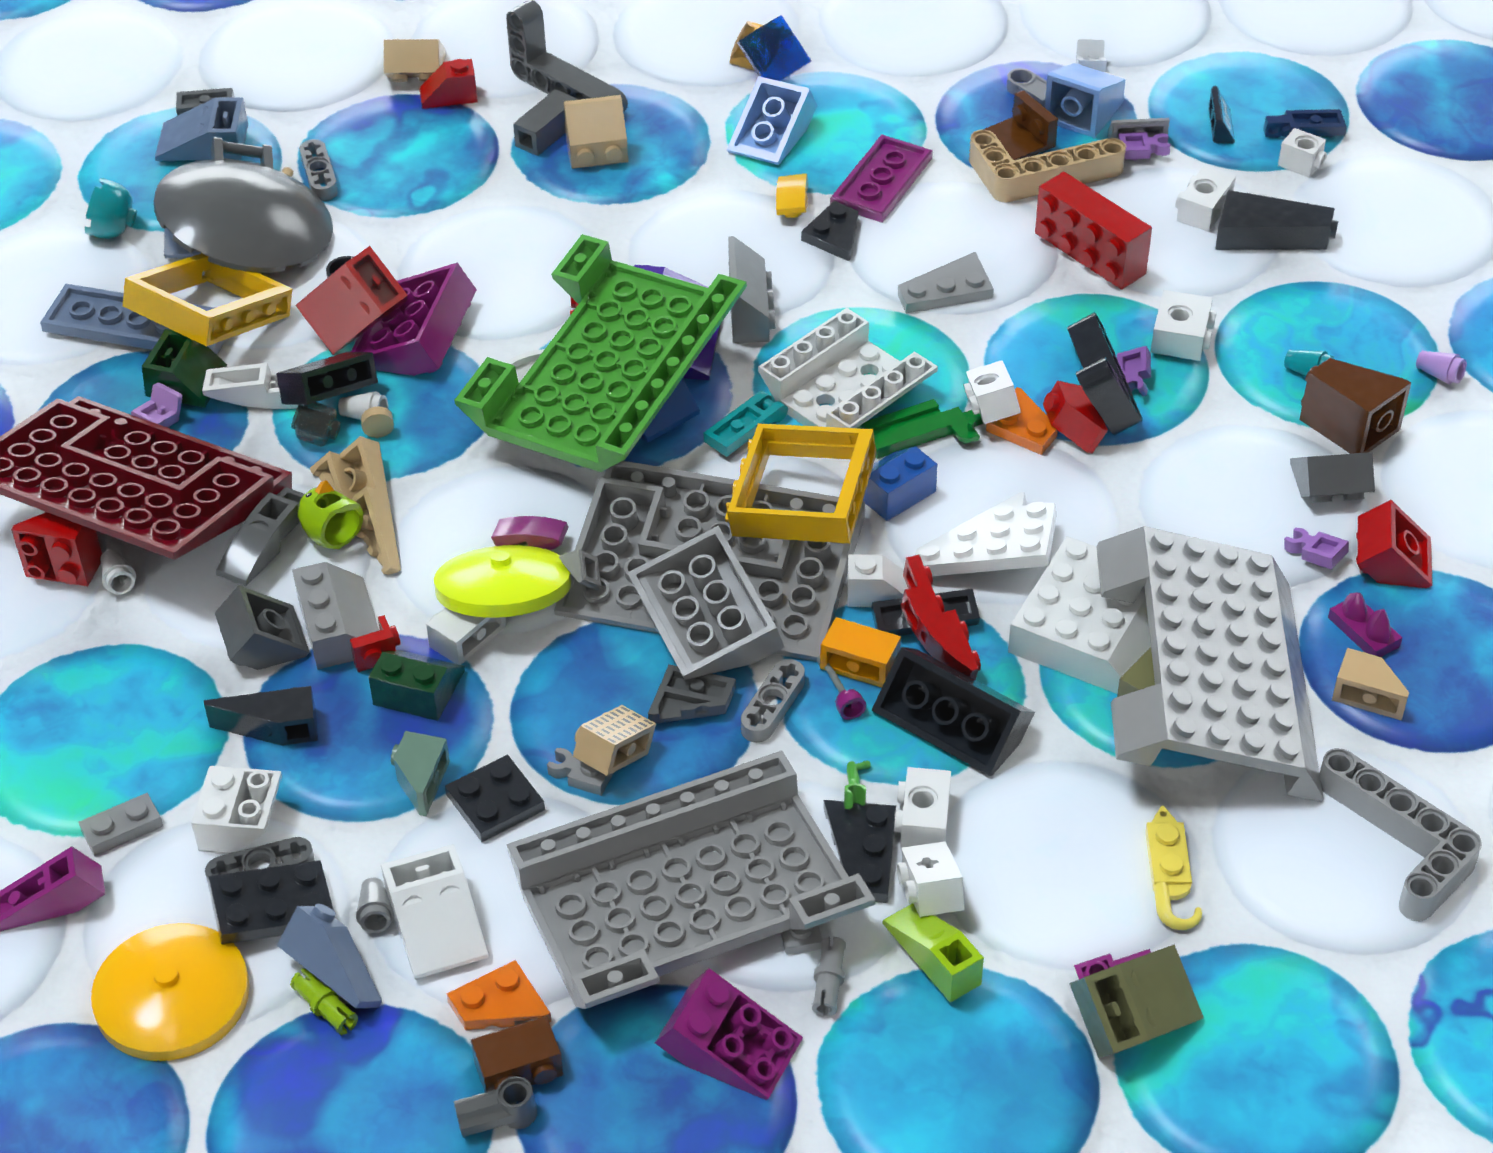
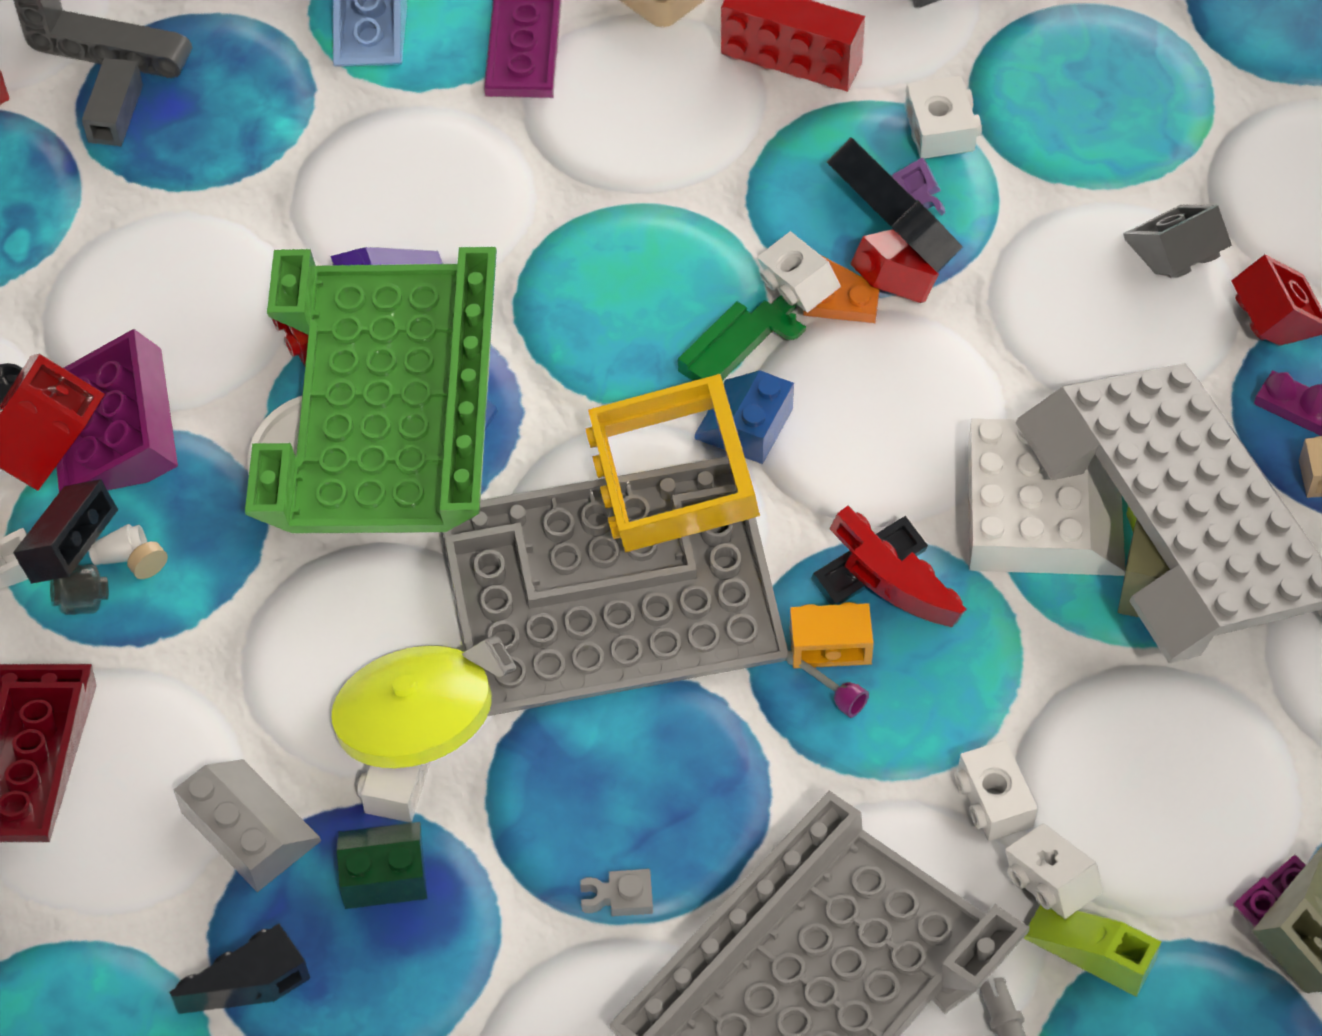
camera: 25 degrees left, 10 degrees up
(260, 536) = (106, 755): dark grey slope -> none
(260, 630) = (171, 875): dark grey slope -> none
(329, 516) = (168, 703): lime piece -> none
(361, 477) = (173, 648): tan wedge -> none
(369, 647) = (316, 843): red bracket -> none
(420, 767) = (448, 968): sand green slope -> none
(494, 798) = (546, 966): black plate -> none
(535, 530) = (406, 627): magenta slope -> none
(595, 131) = (183, 98): tan slope -> none
(613, 740) = (641, 848): tan brick -> none
(691, 697) = (684, 757): dark grey wing -> none
(706, 607) = (651, 650): light grey slope -> none
(742, 422) = (552, 406): teal plate -> none
(751, 311) = (460, 224): light grey slope -> none
(772, 713) = (777, 741): light grey beam -> none
(792, 195) = (442, 99): yellow slope -> none
(830, 370) = (604, 310): white slope -> none
(833, 230) = (510, 127): black wing -> none
(854, 791) = (920, 803): bright green piece -> none
(864, 842) = (954, 853): black wing -> none
(873, 580) = (800, 546): white slope -> none
(947, 285) = (668, 153): light grey wing -> none
(952, 710) = (959, 665): black slope -> none
(995, 540) = (893, 449): white wing -> none
(1169, 868) = (1259, 752): light yellow plate -> none
(1303, 360) = (1086, 115): teal cone -> none
(1318, 549) = (1210, 331): medium lavender plate -> none
(1353, 404) = (1160, 153): reddish brown slope -> none
(1444, 366) = (1214, 70): lavender cone -> none

